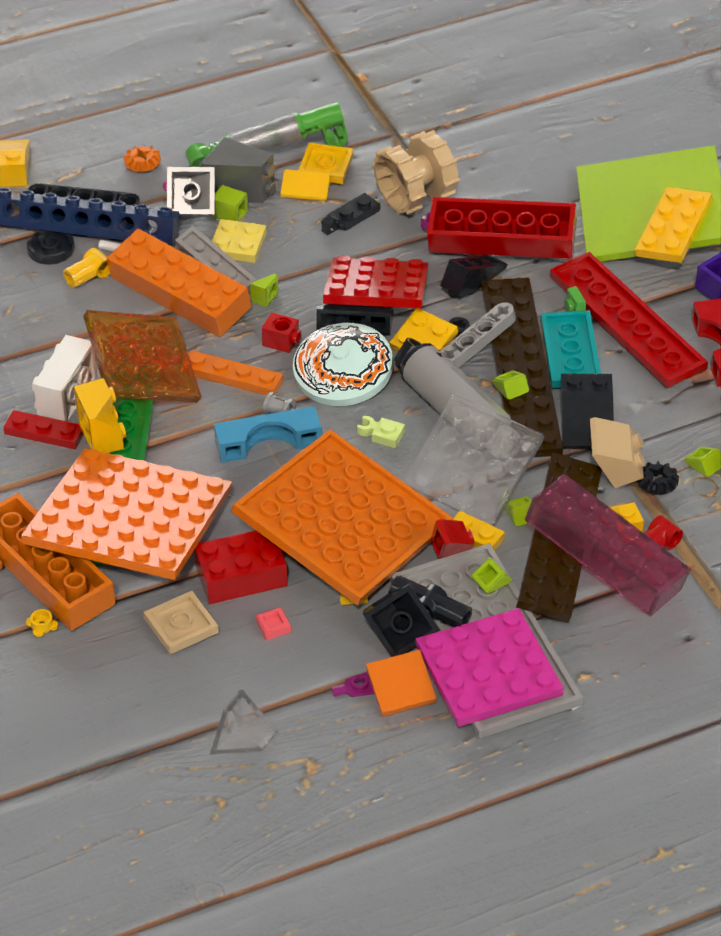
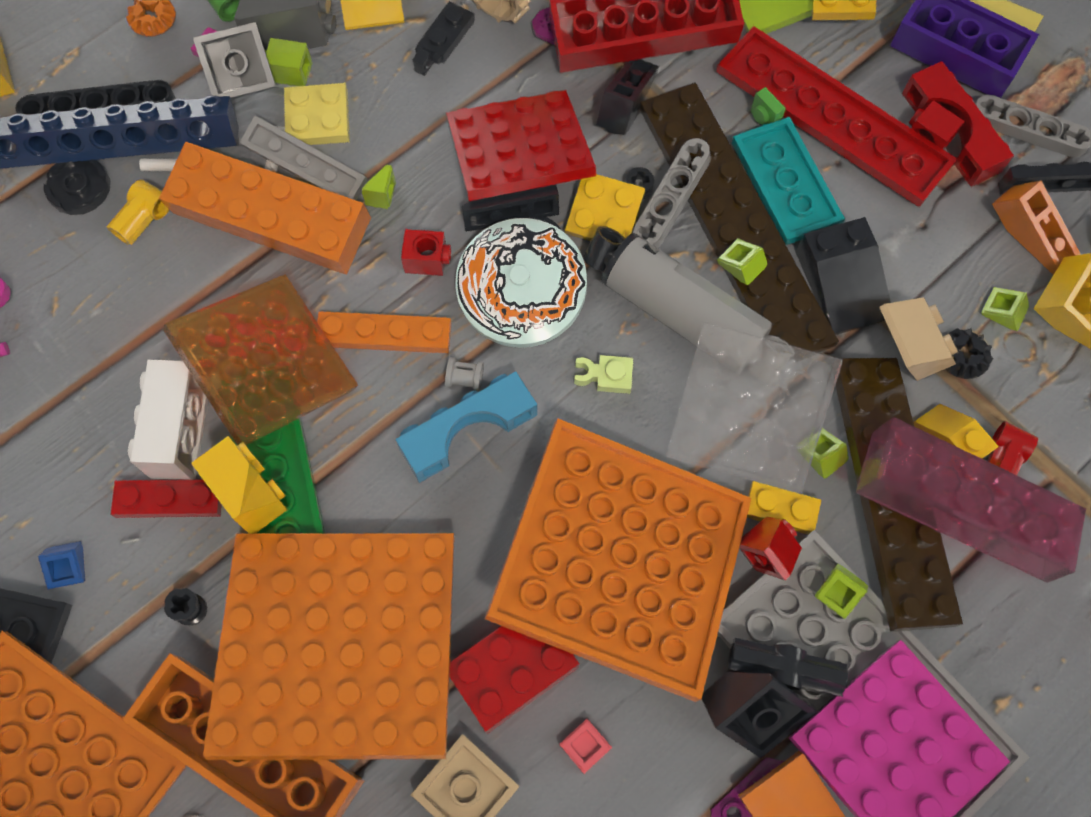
camera: 20 degrees left, 25 degrees up
(34, 485) = (175, 611): none -> black bush
(702, 338) = (936, 124): none -> red brick

